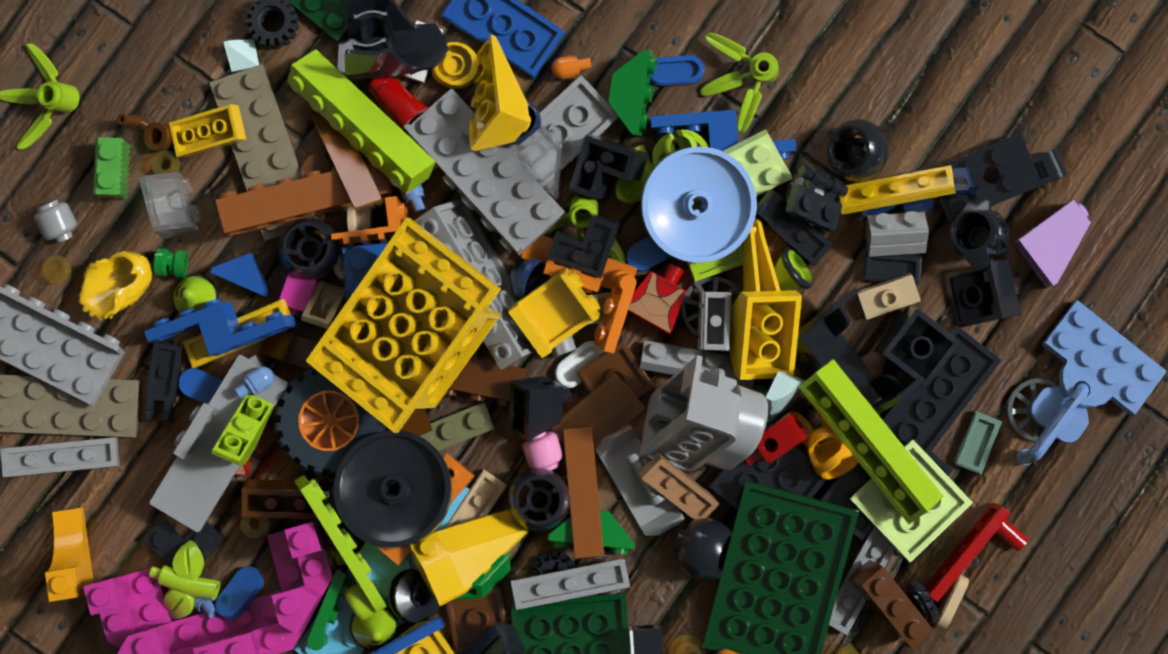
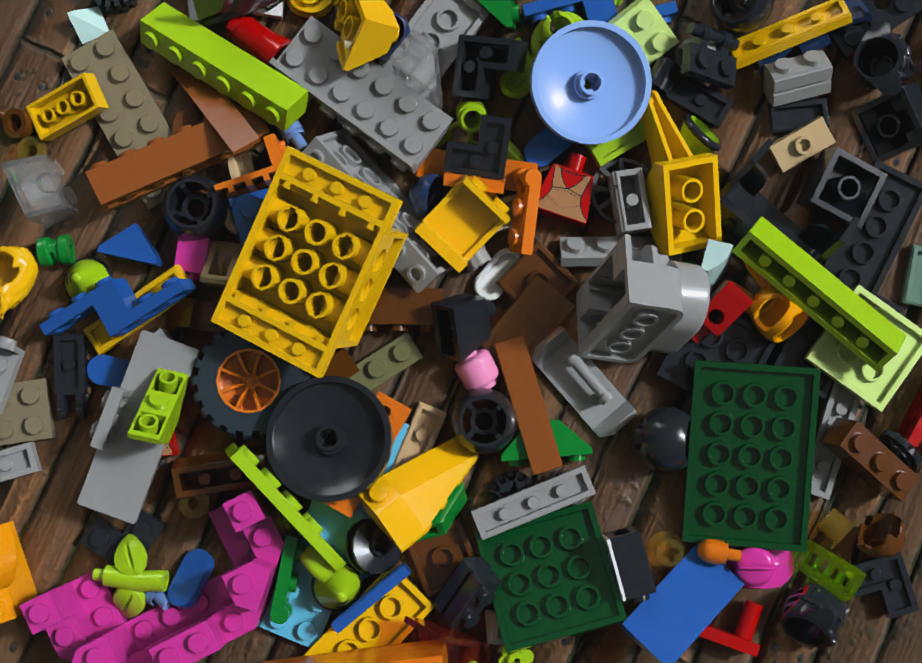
camera: 10 degrees left, 0 degrees up
(256, 381) = (164, 354): medium blue cylinder -> none
(678, 488) = (625, 381): medium nougat plate -> none

